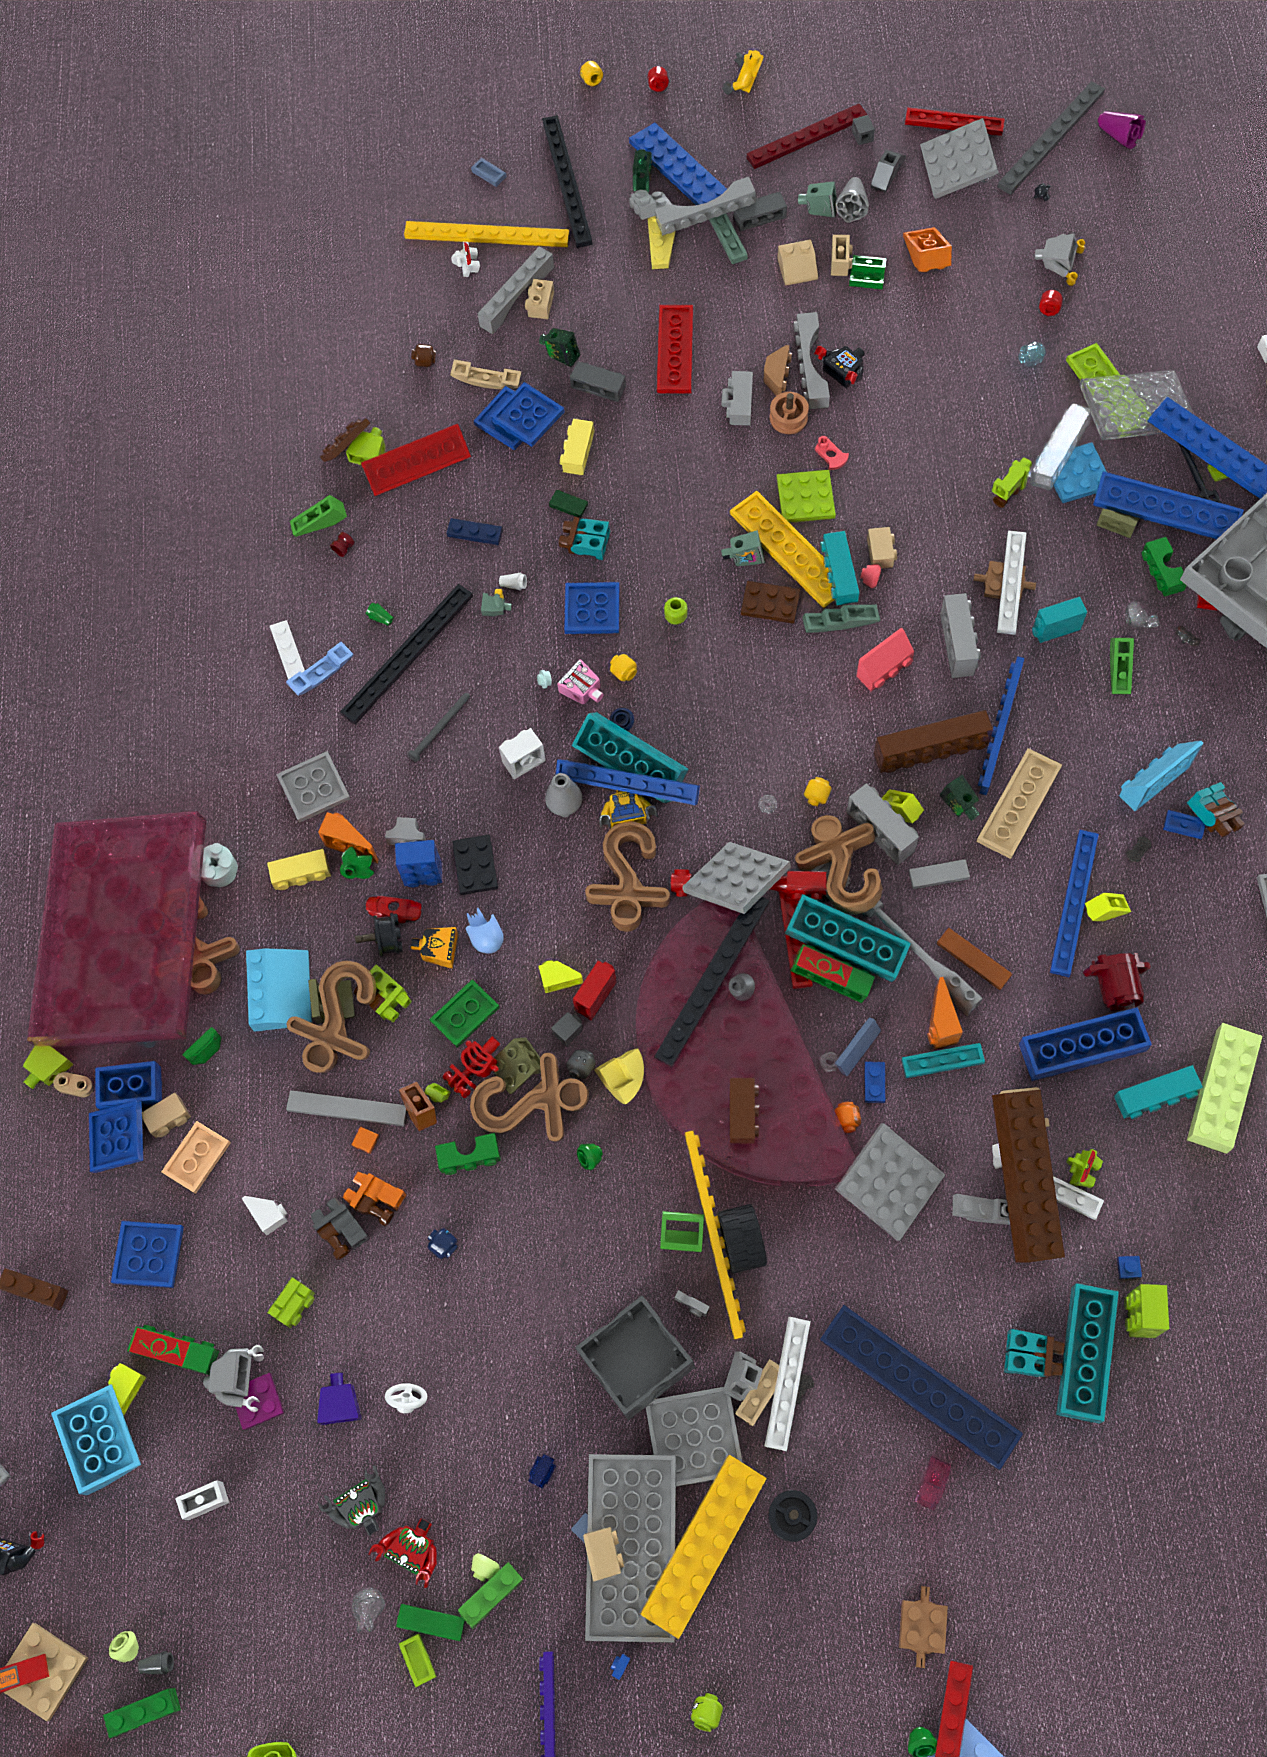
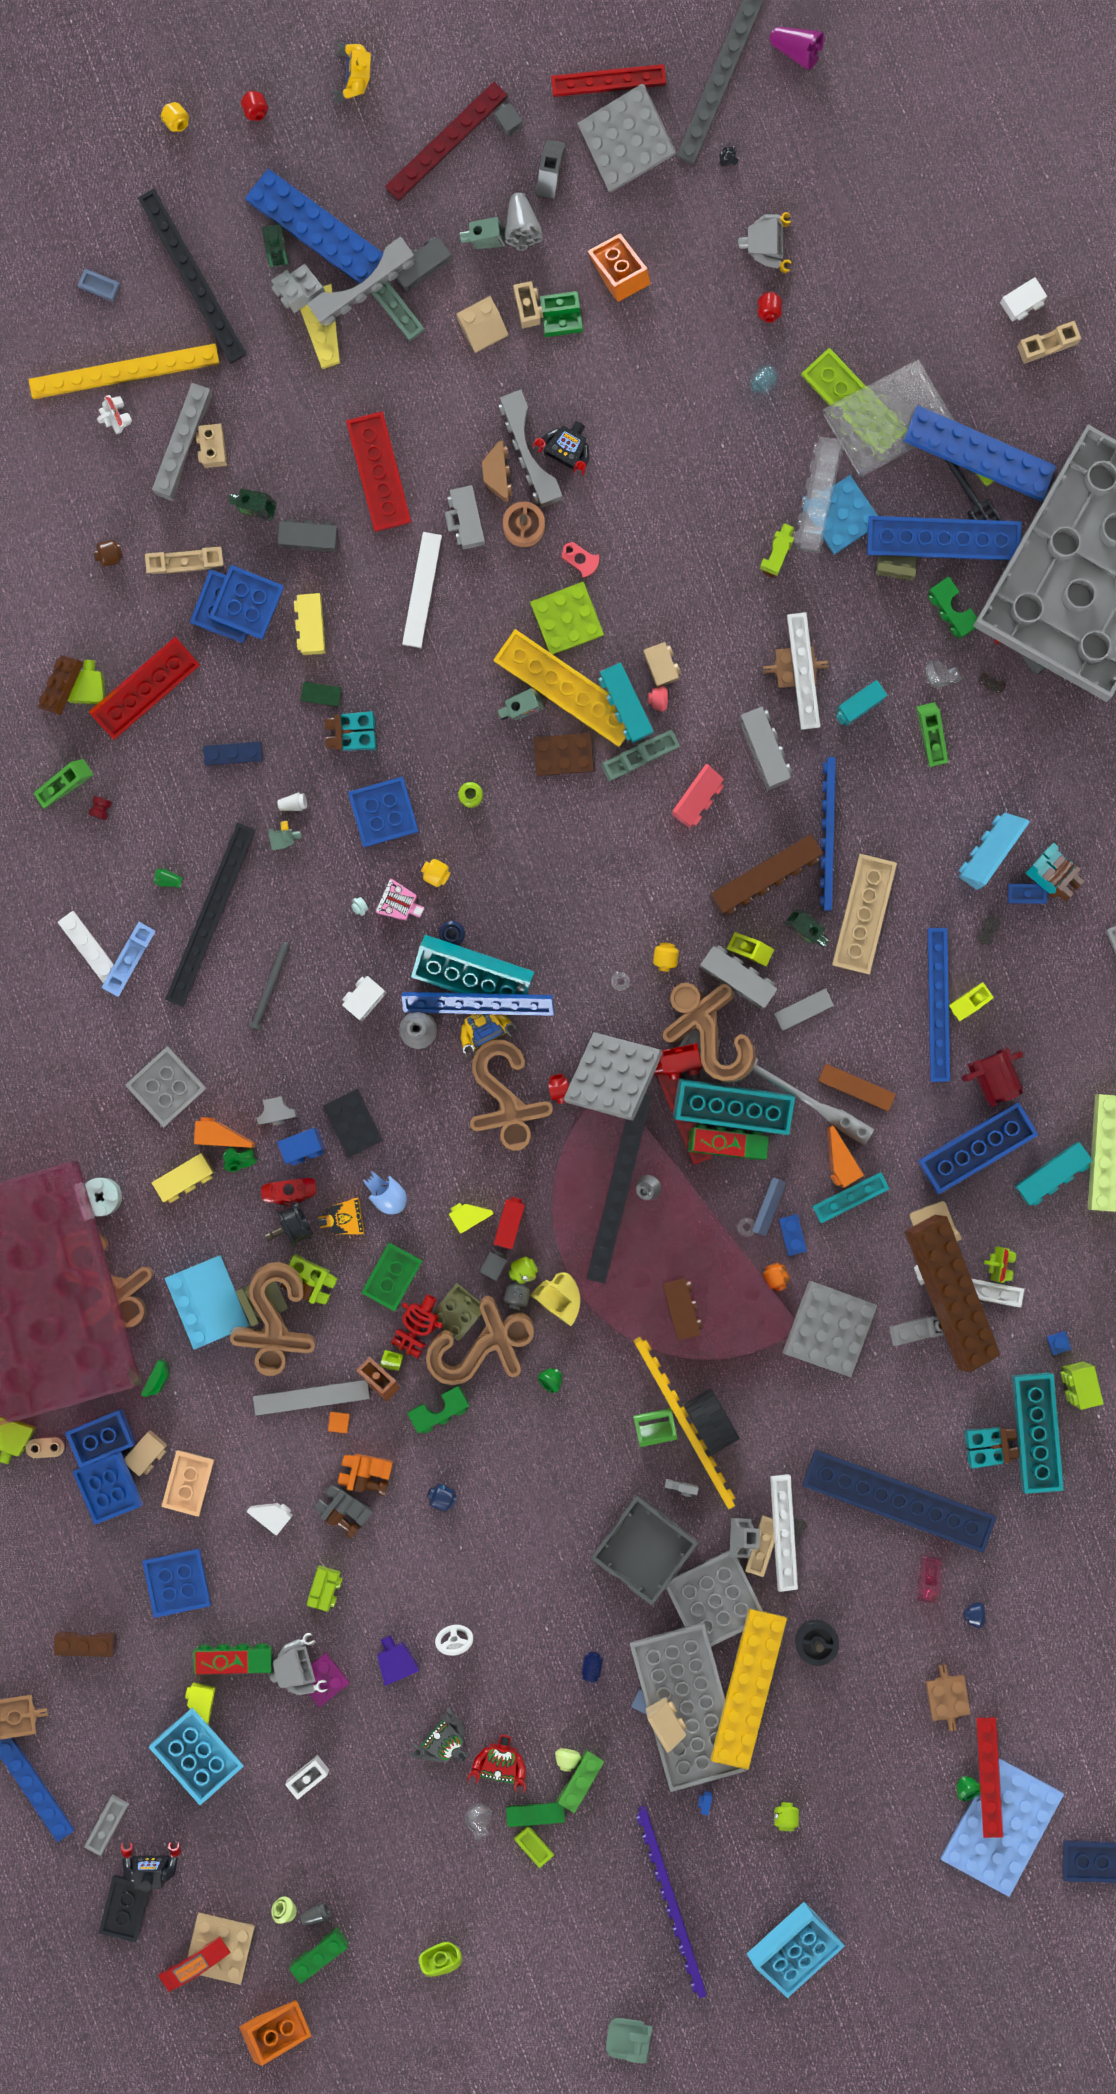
camera: 15 degrees left, 20 degrees up
(594, 1040) = (523, 1270): none -> lime head
(683, 445) = (422, 590): none -> white tile
(975, 1538) = (975, 1615): none -> dark blue cone

